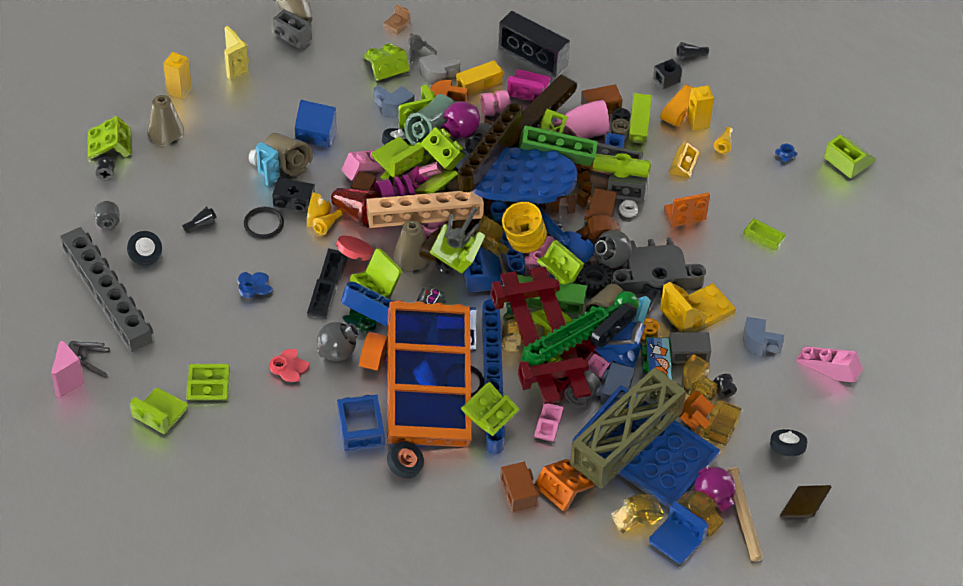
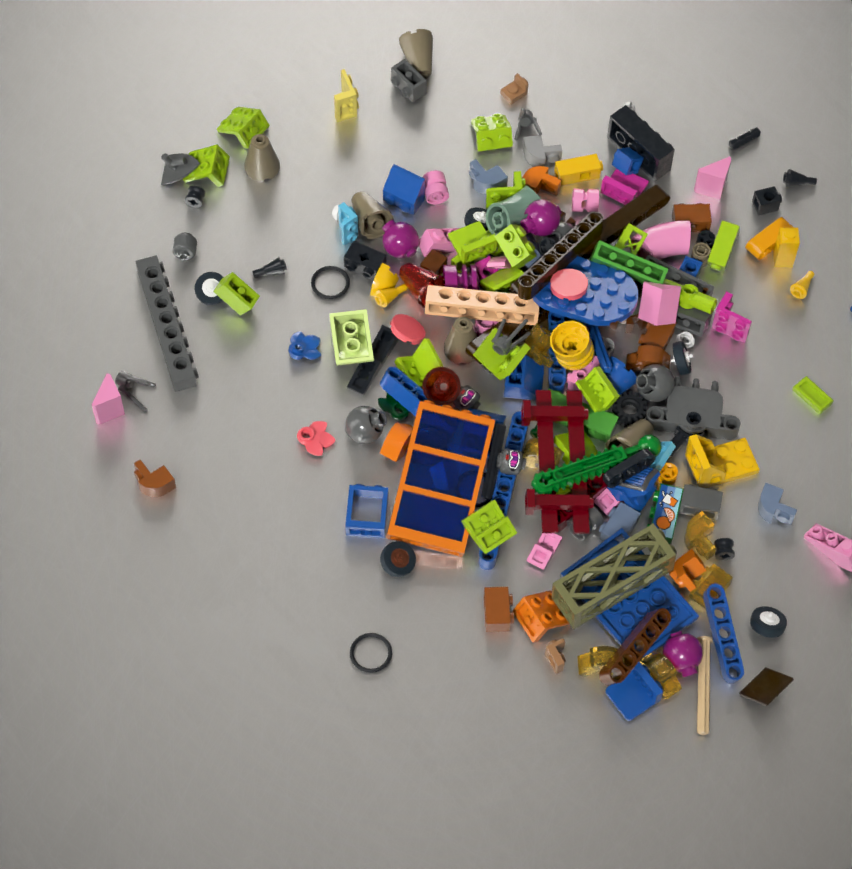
camera: 15 degrees right, 10 degrees up
(80, 145) = (177, 167): none -> dark grey shield
(132, 440) = (155, 483): none -> dark orange brick
(138, 94) = (244, 124): none -> lime bracket
(158, 410) = (184, 458): lime bracket -> none
(172, 246) = (236, 293): none -> lime brick
(177, 75) = (285, 111): yellow brick -> none
(208, 382) = (237, 439): lime slope -> none
(300, 264) = (351, 337): none -> yellowish green slope
(324, 168) = (400, 239): none -> magenta brick
(346, 118) = (435, 187): none -> bright pink wheel
(405, 572) = (373, 669): none -> black tyre
(406, 280) = (432, 384): none -> clear red cone
(476, 349) = (491, 470): none -> black axle
(494, 344) = (510, 461): none -> dark grey head
(506, 170) = (569, 284): none -> coral tile
(525, 61) = (627, 161): none -> blue brick
(589, 518) = (553, 655): none -> medium nougat bracket
(596, 175) = (659, 303): none -> bright pink slope
(611, 62) = (712, 178): none -> bright pink slope
(629, 25) = (744, 138): none -> black axle
(631, 223) = (681, 358): none -> black wheel
(668, 182) = (729, 322): none -> dark pink bracket
(668, 488) = (627, 649): none -> reddish brown beam
(684, 161) = (756, 299): yellow slope -> none
(687, 209) = (742, 355): orange bracket -> none
(749, 470) = (723, 643): none -> blue beam

